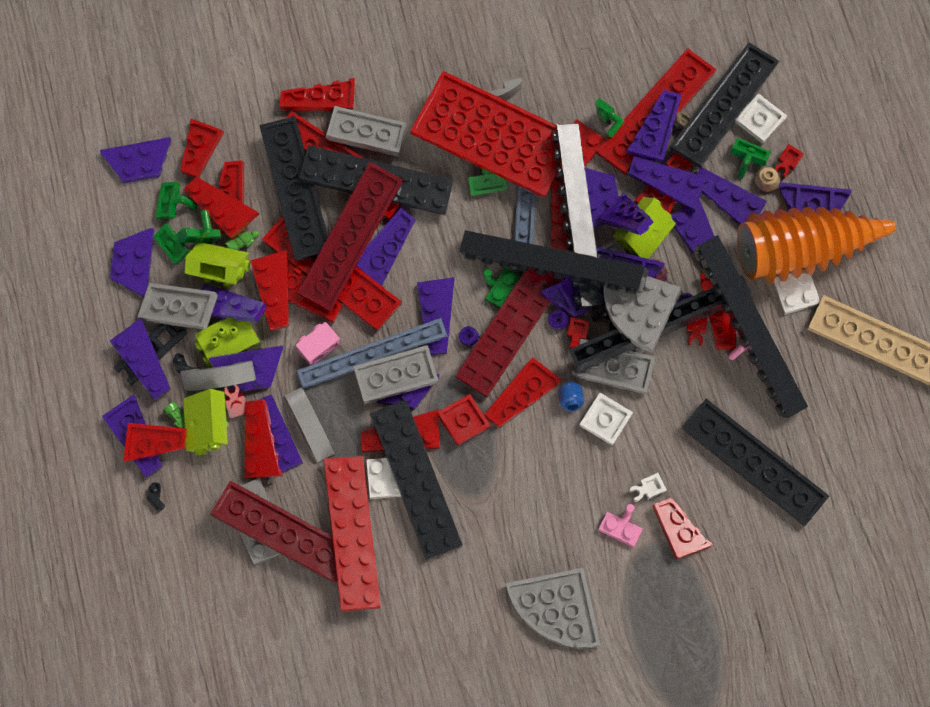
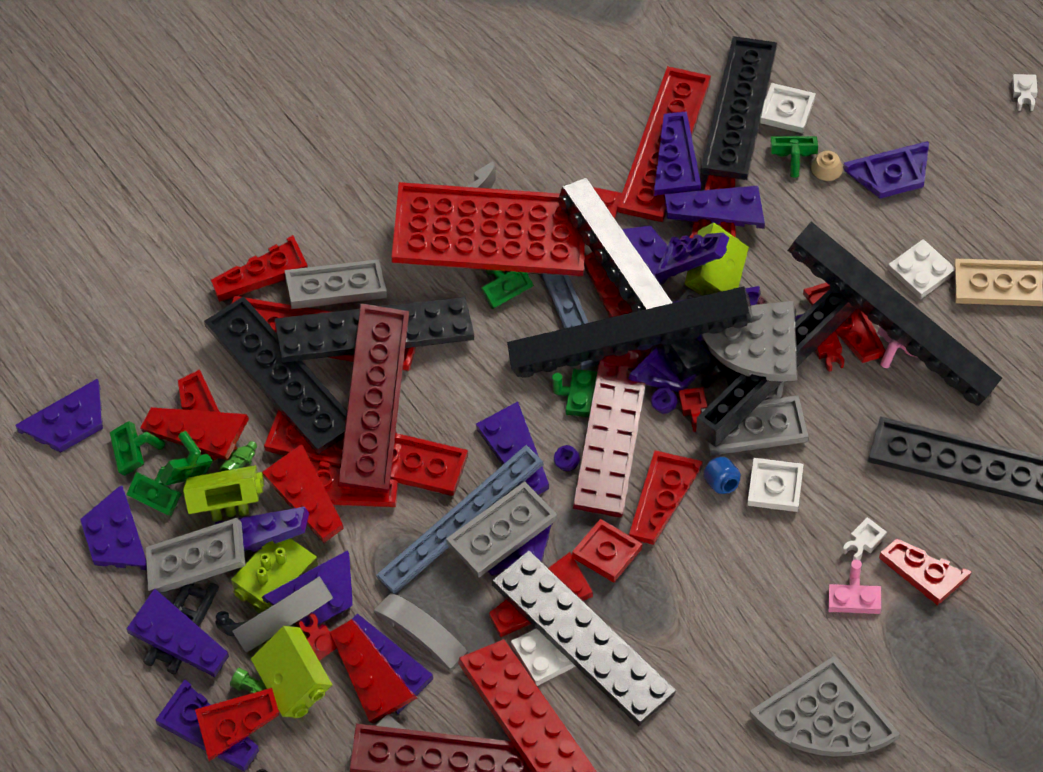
camera: 20 degrees left, 15 degrees down
(200, 146) = (139, 376): red wing -> none
(318, 343) = (389, 535): bright pink brick -> none
(385, 247) = (420, 398): dark purple wing -> none
(607, 113) = (609, 163): green plate -> none
(681, 120) = (699, 141): dark tan tile -> none
(692, 226) = (770, 249): dark purple wing -> none
(730, 197) = (800, 201): dark purple wing -> none
(789, 159) = (841, 137): red plate -> none
(802, 239) = (904, 205): orange cone -> none

